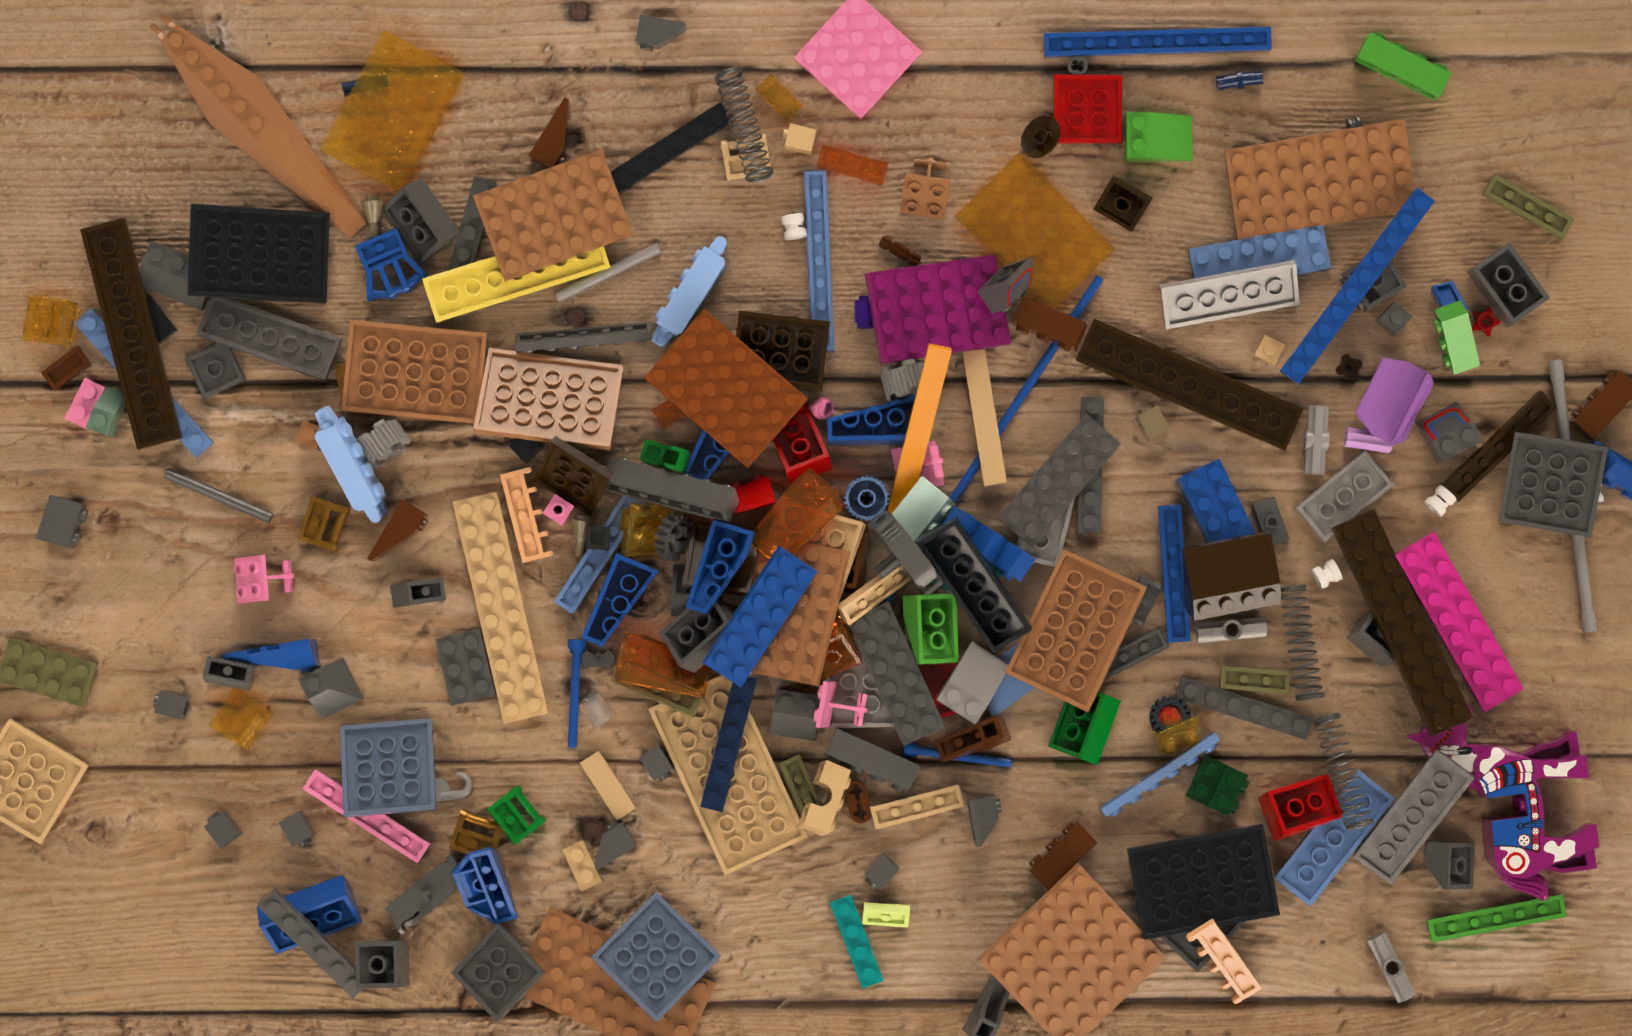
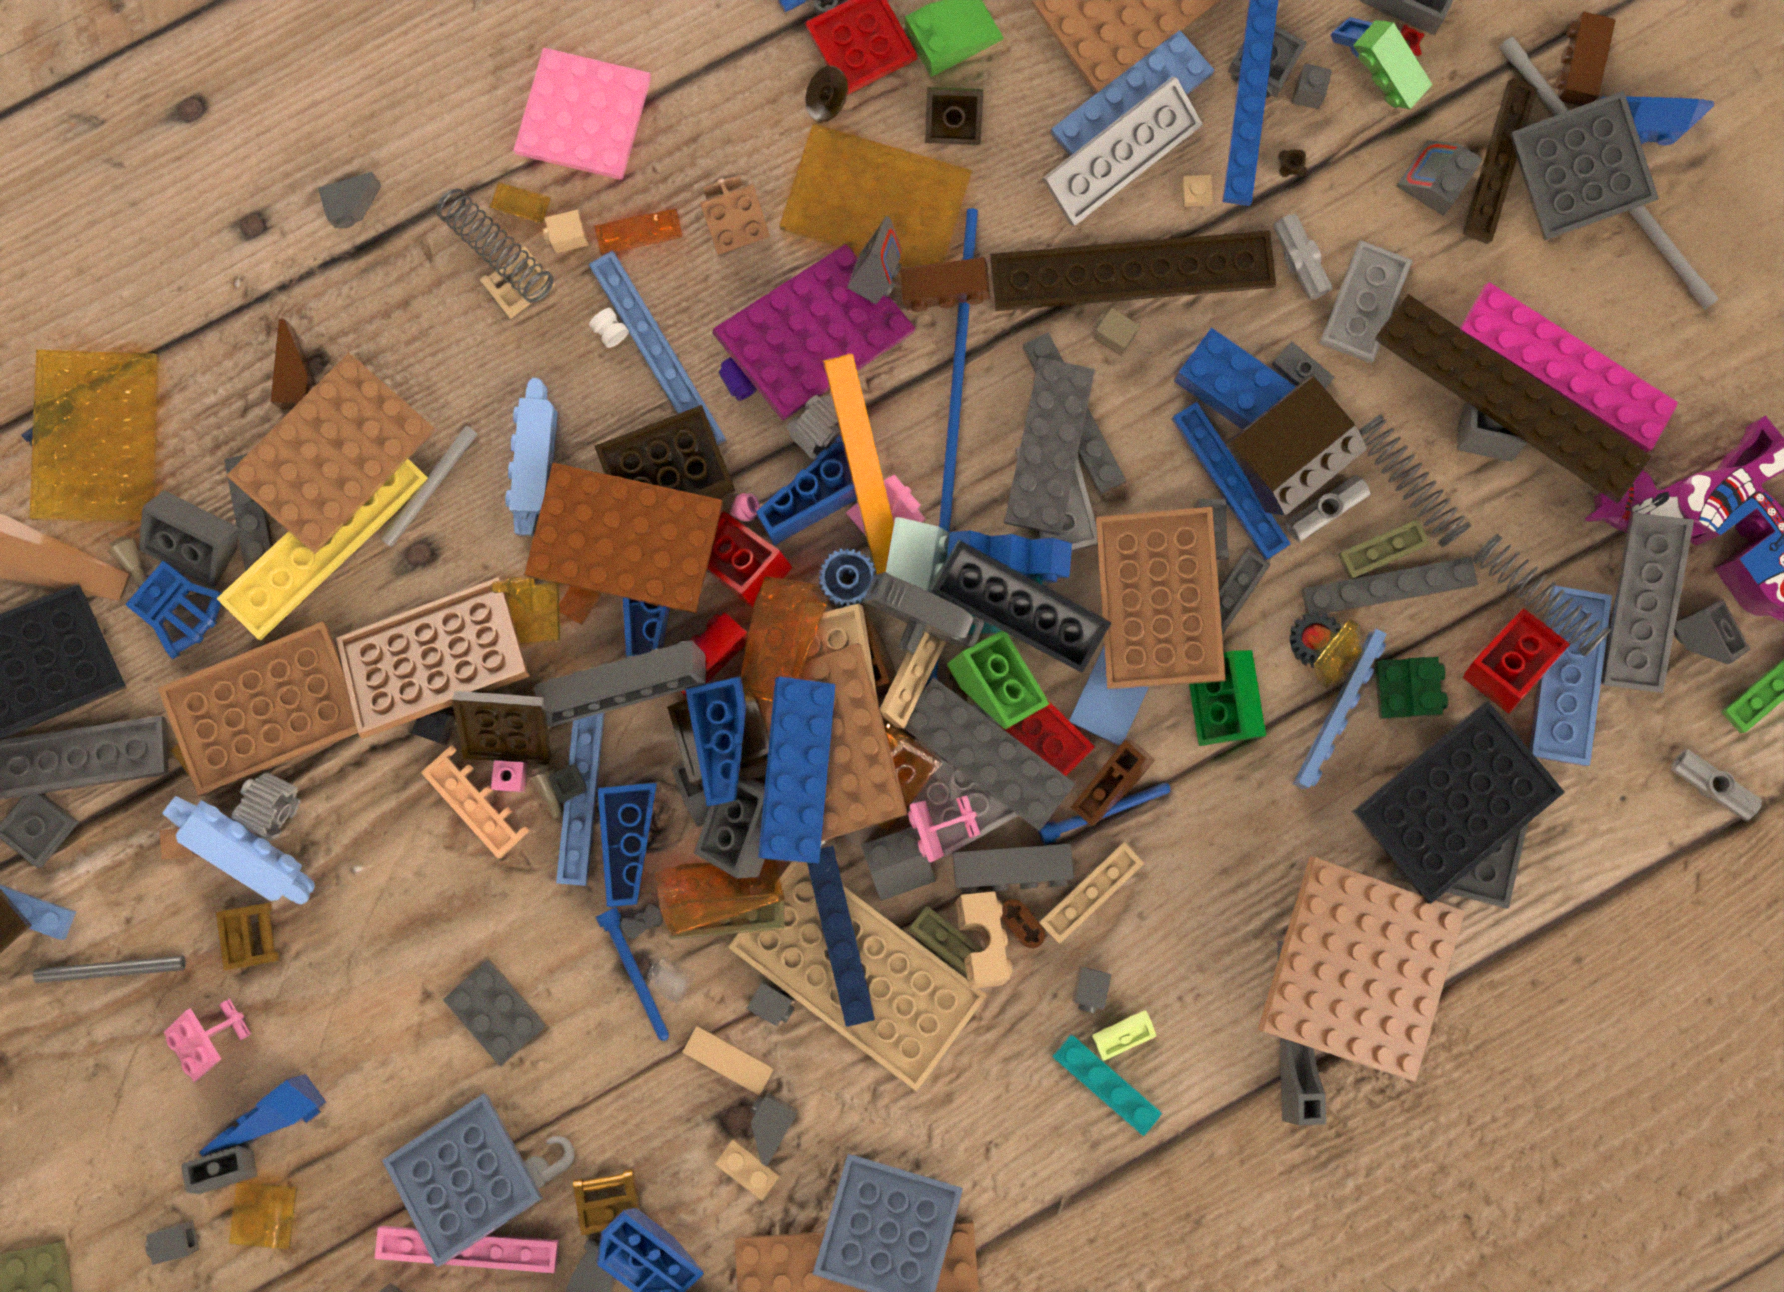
camera: 30 degrees left, 5 degrees down
(331, 688) = (349, 1122): dark grey slope -> none
(402, 526) = (337, 892): reddish brown slope -> none
(417, 592) = (394, 956): dark grey slope -> none
(500, 607) = (500, 923): tan plate -> none
(510, 819) = (636, 1162): green plate -> none
(583, 336) = (428, 576): dark grey plate -> none
(636, 402) = (532, 608): none -> clear yellow plate
(640, 527) = (616, 746): clear yellow plate -> none
(664, 456) = (588, 654): green animal -> none
(670, 148) = (428, 316): black plate -> none
(673, 536) = (652, 735): dark grey gear -> none
(900, 251) = (737, 294): reddish brown axle -> none
(972, 683) = (1077, 720): light grey slope -> none
(983, 816) = (1172, 864): dark grey slope -> none
(984, 417) = (930, 422): tan tile -> none
(1061, 855) = (1283, 859): reddish brown brick -> none
(1225, 959) = (1534, 877): light nougat hinge -> none
(1329, 573) = (1397, 391): white wheel -> none
(1365, 440) = (1358, 227): lavender axle -> none
(1394, 399) = (1364, 164): medium lavender helmet -> none
(1440, 500) = (1472, 250): white wheel -> none

